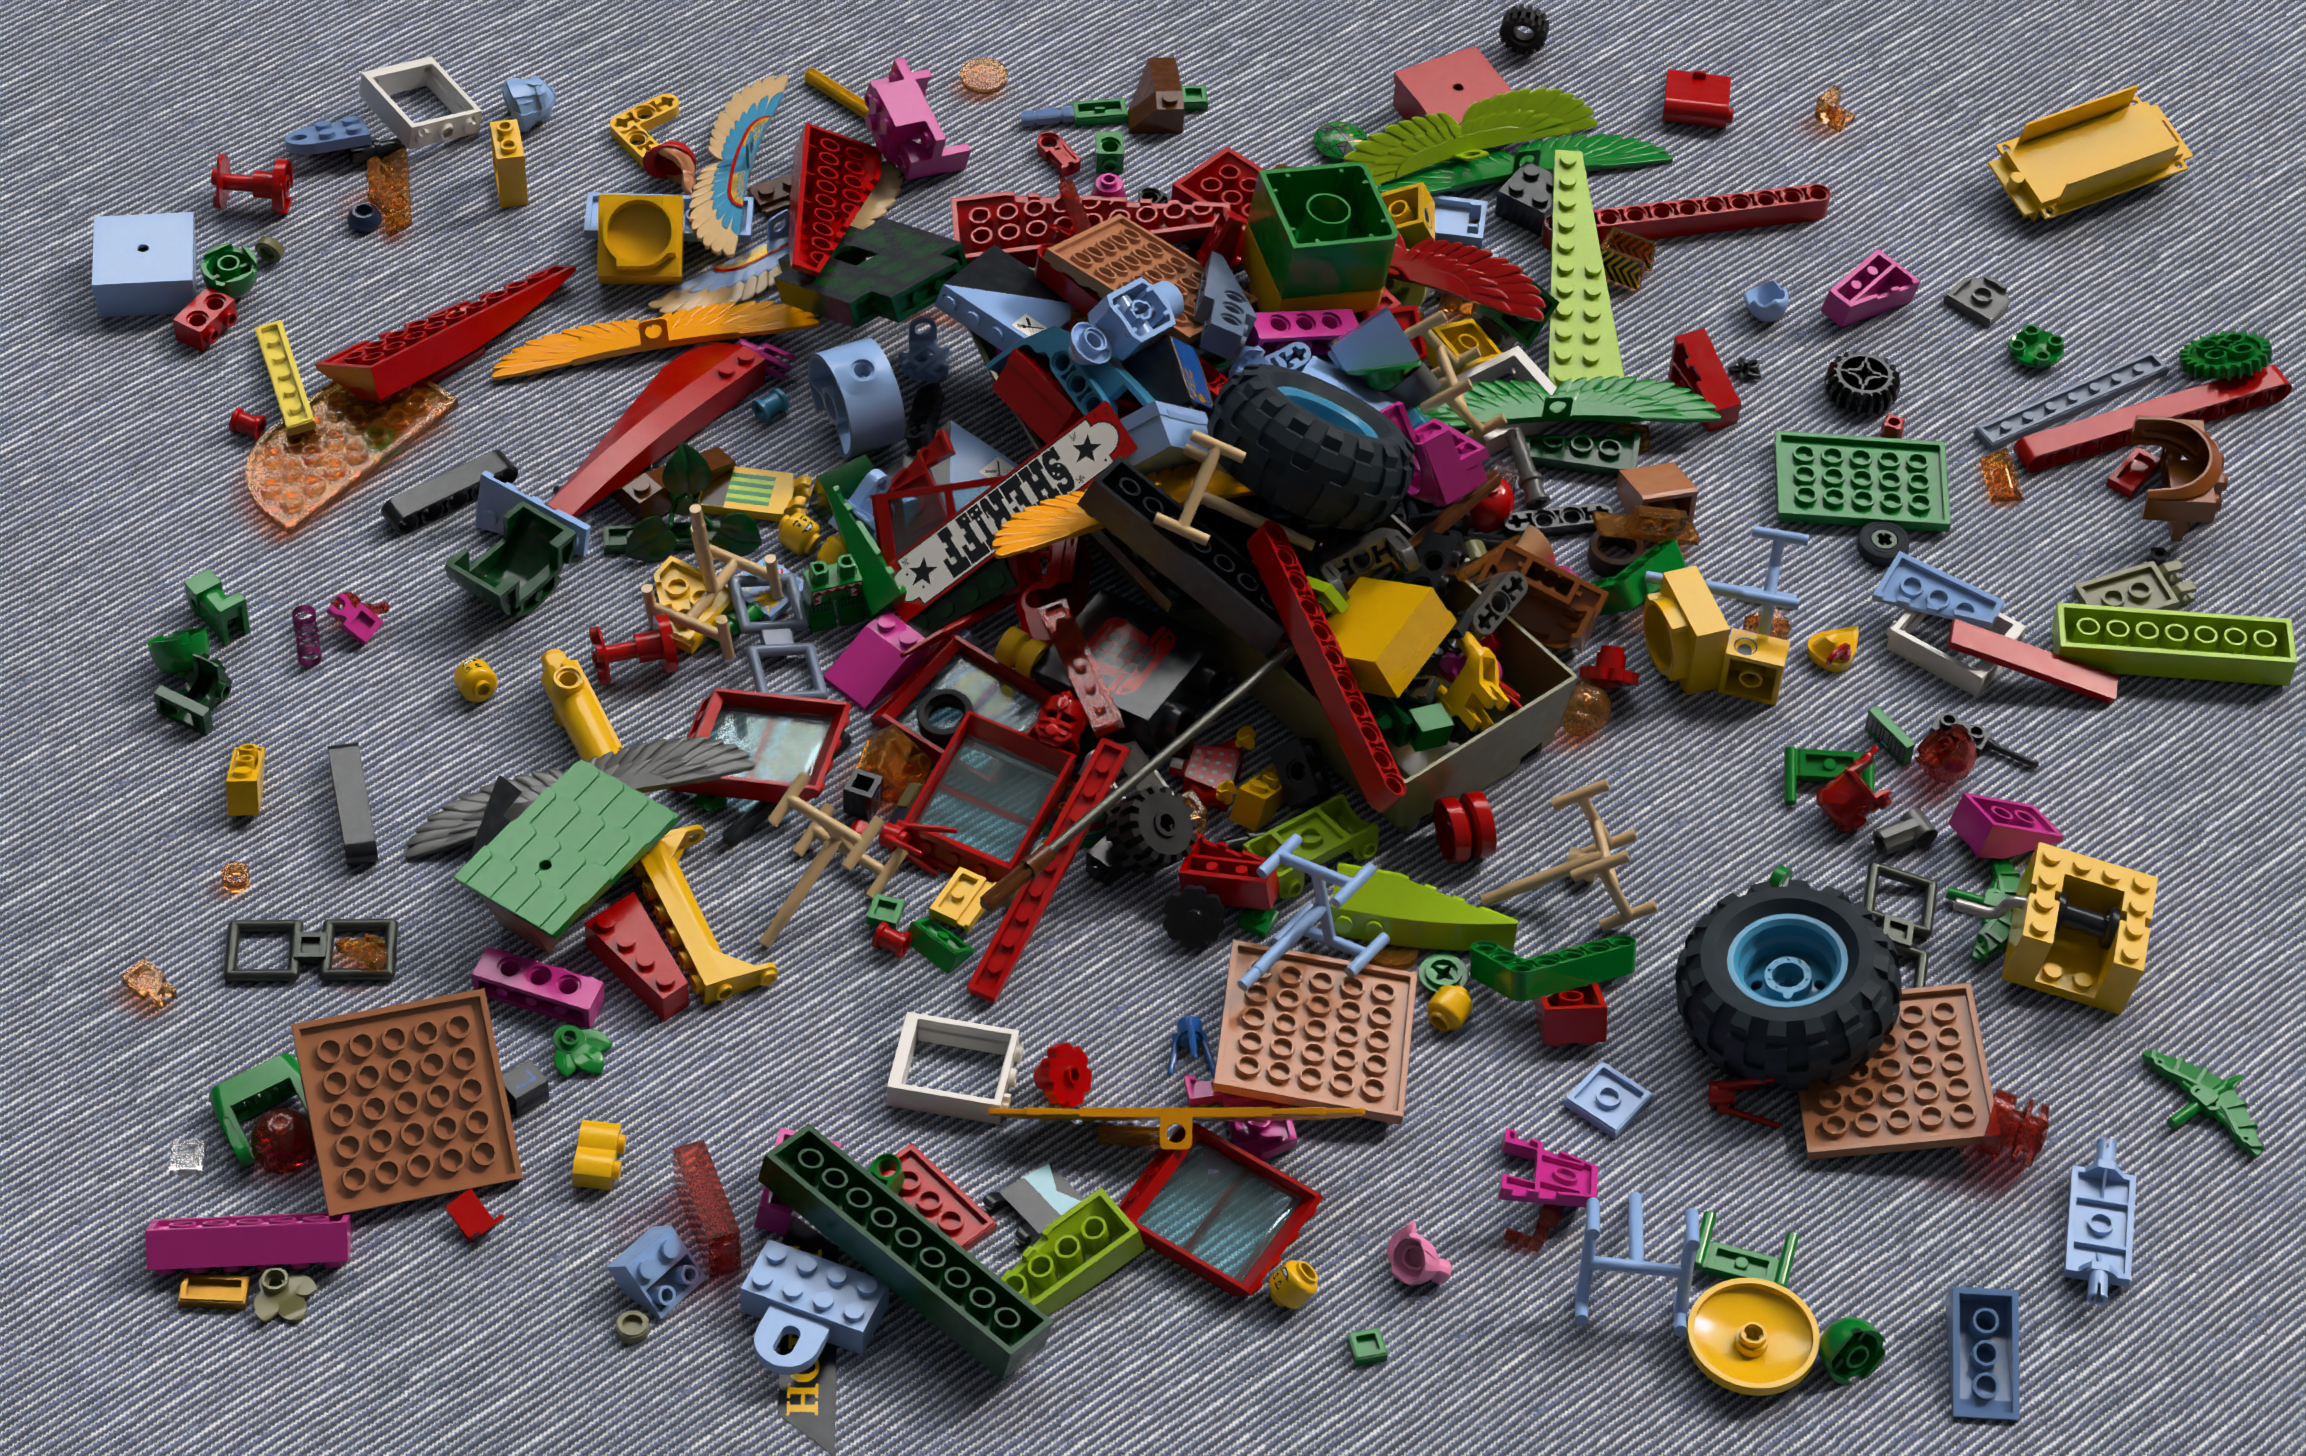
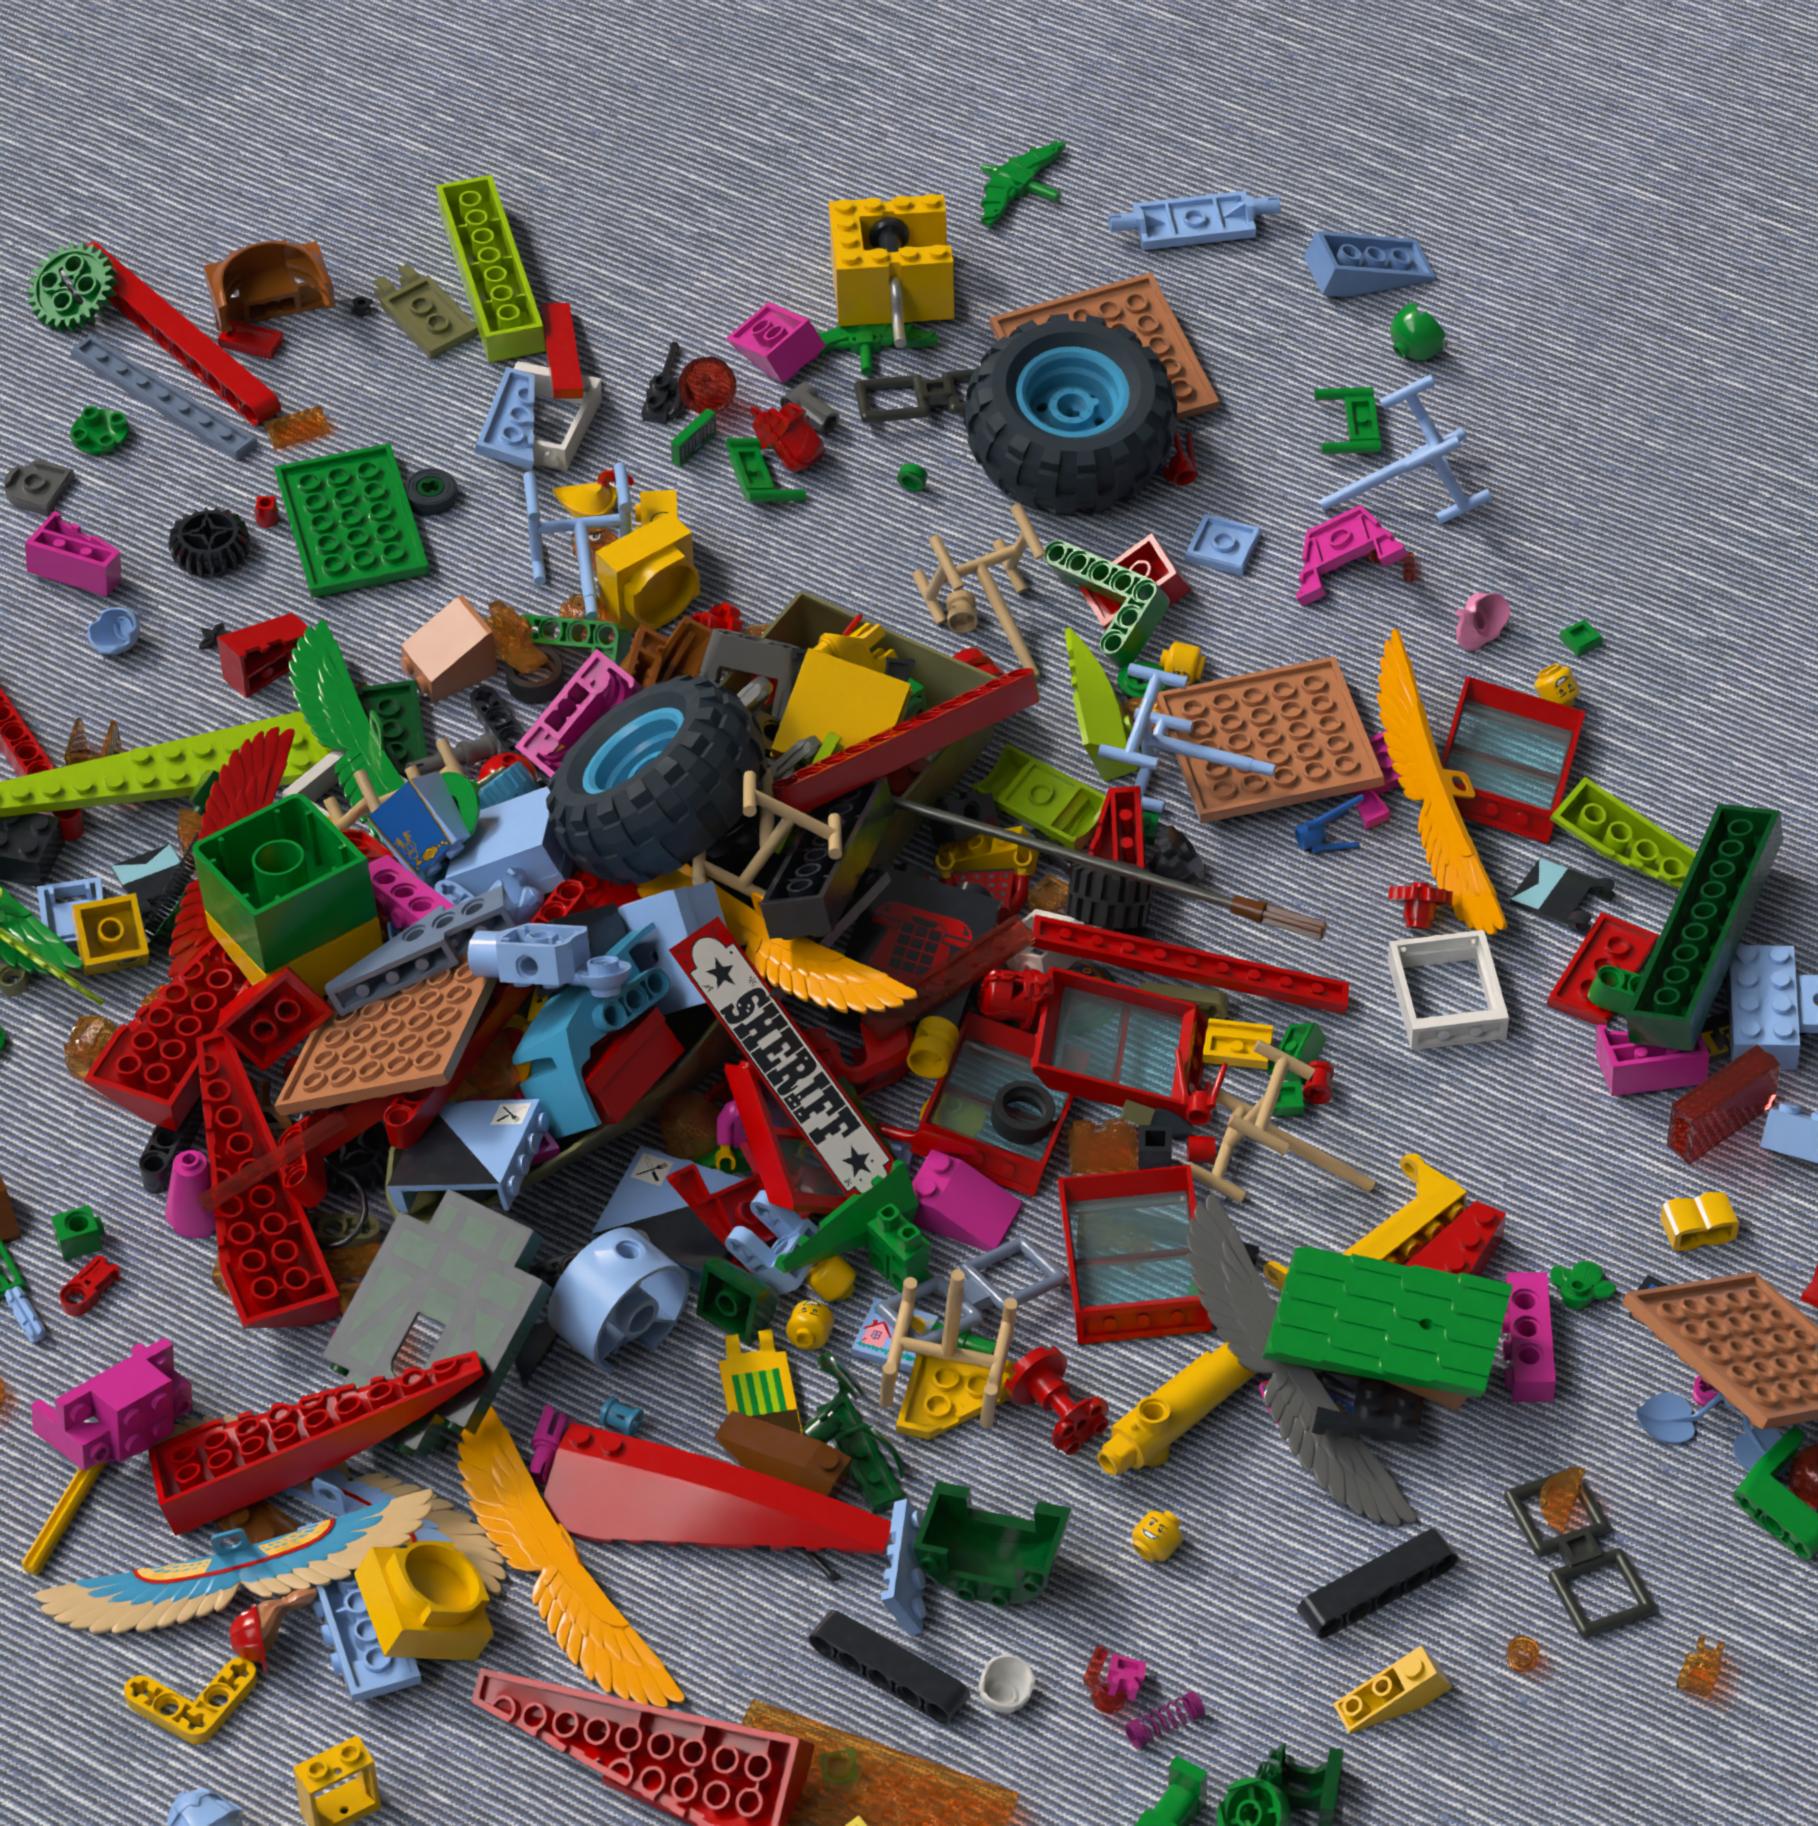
camera: 105 degrees left, 0 degrees up
(390, 549) = (1006, 1683): none -> white hair
(1752, 1336) = (1463, 393): yellow dish -> none
(2015, 1128) = (1133, 256): clear red wheel -> none

